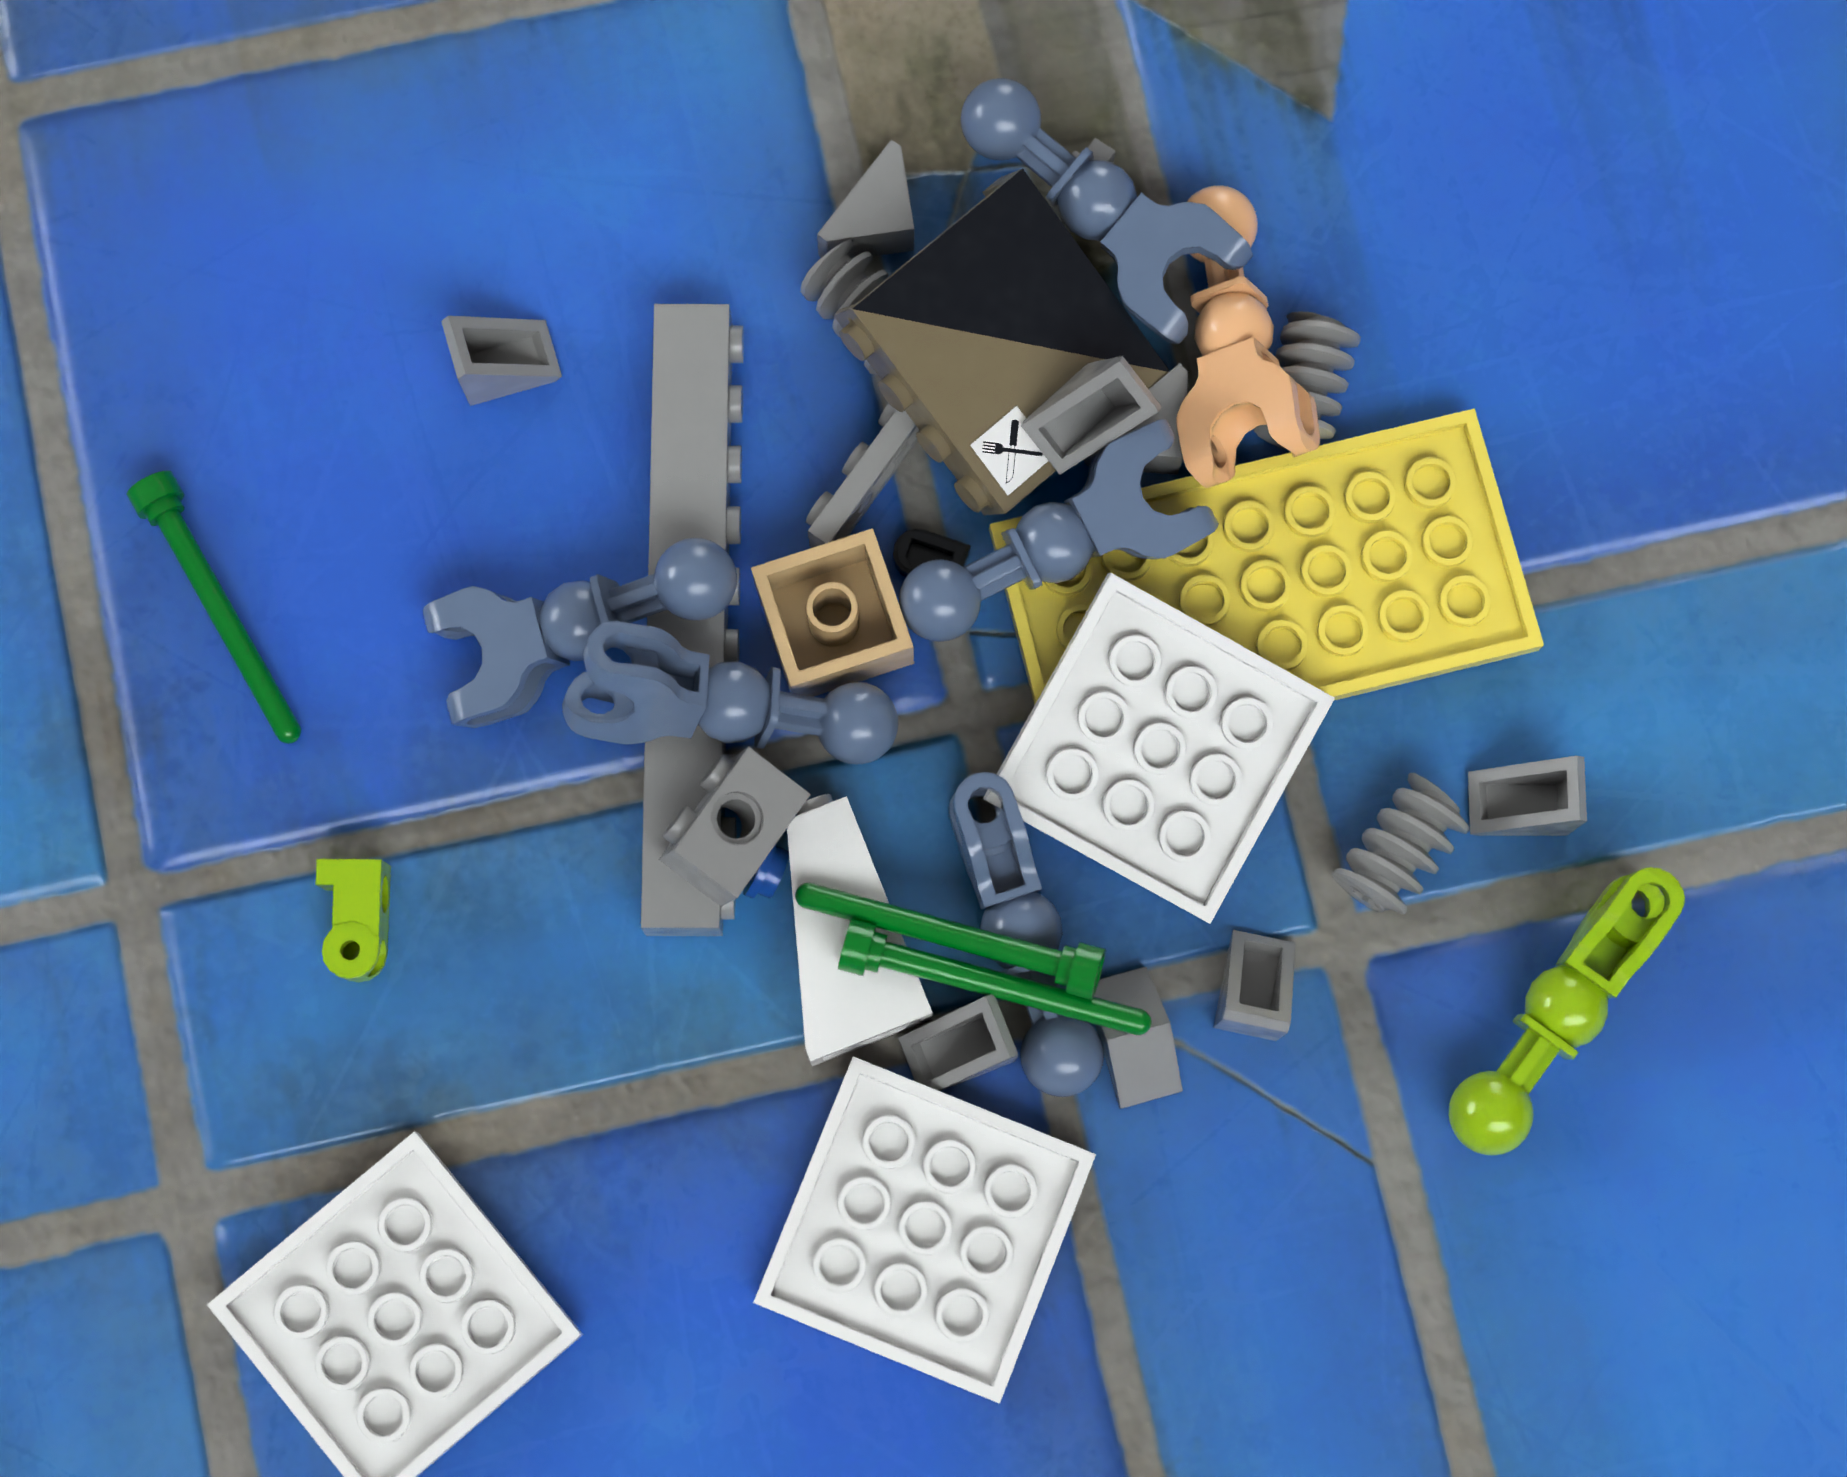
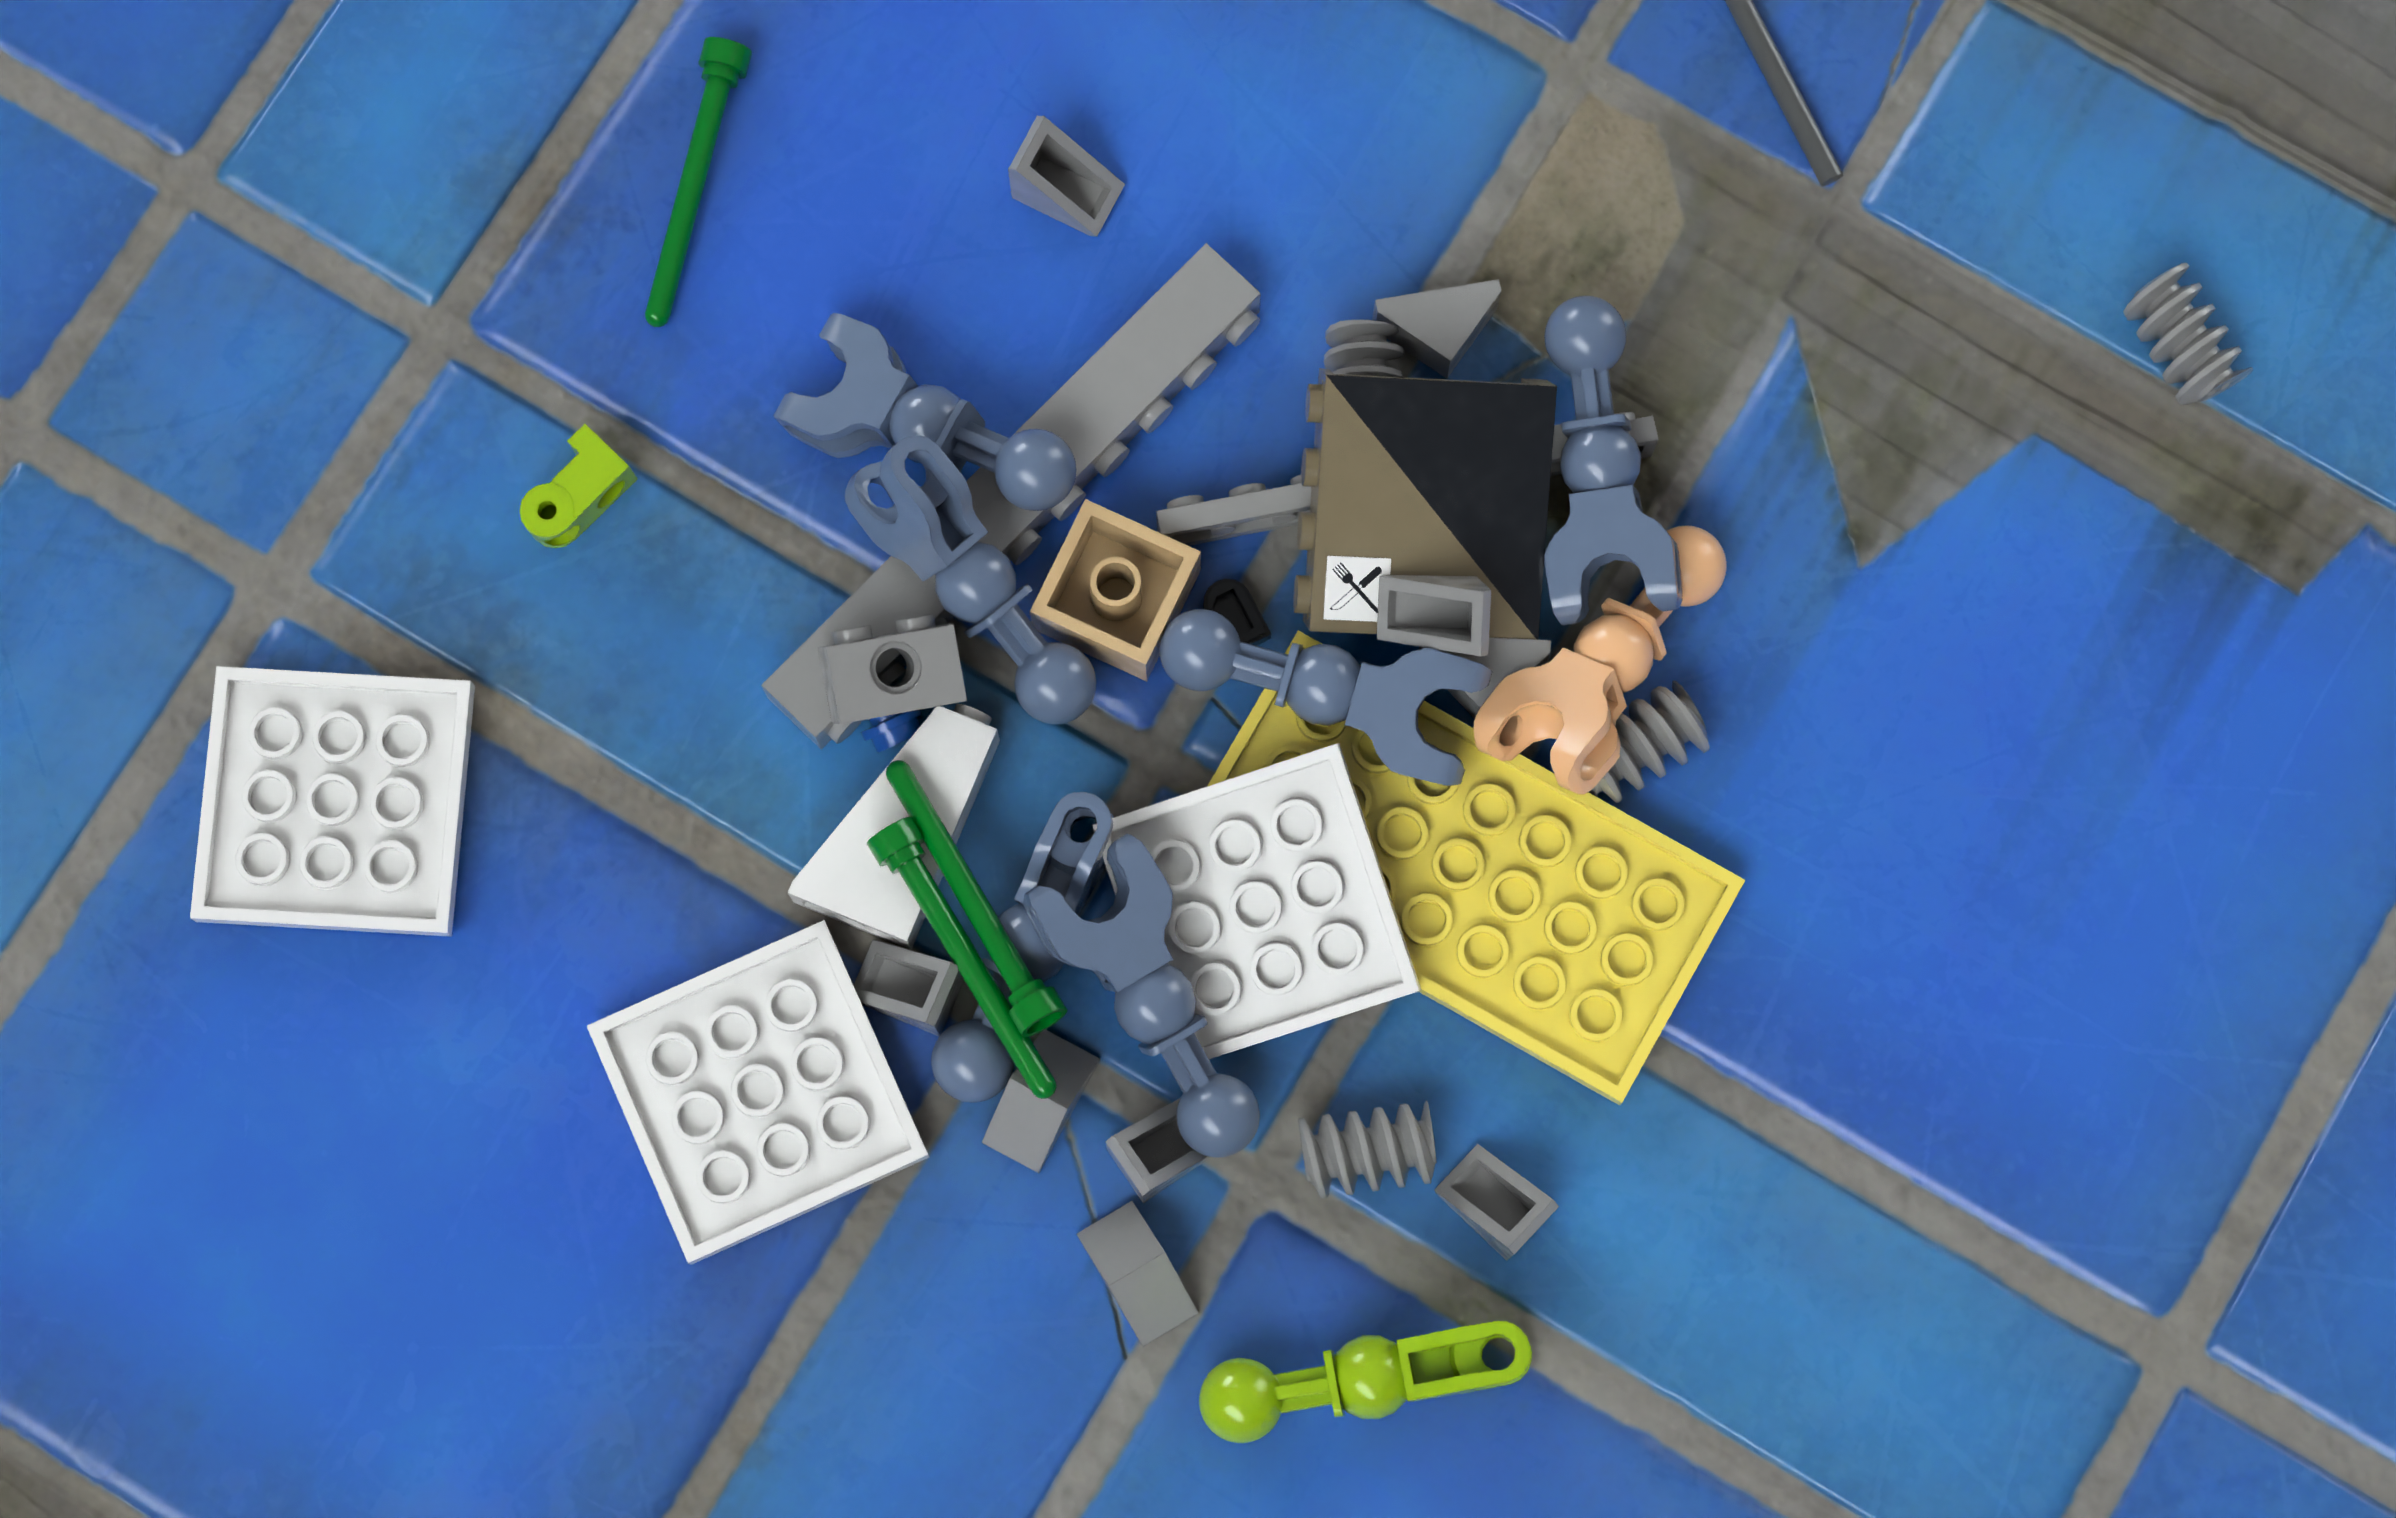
camera: 45 degrees right, 0 degrees up
(1155, 882) = (1151, 997): none -> sand blue piece
(1323, 1093) = (1137, 1273): none -> light grey slope

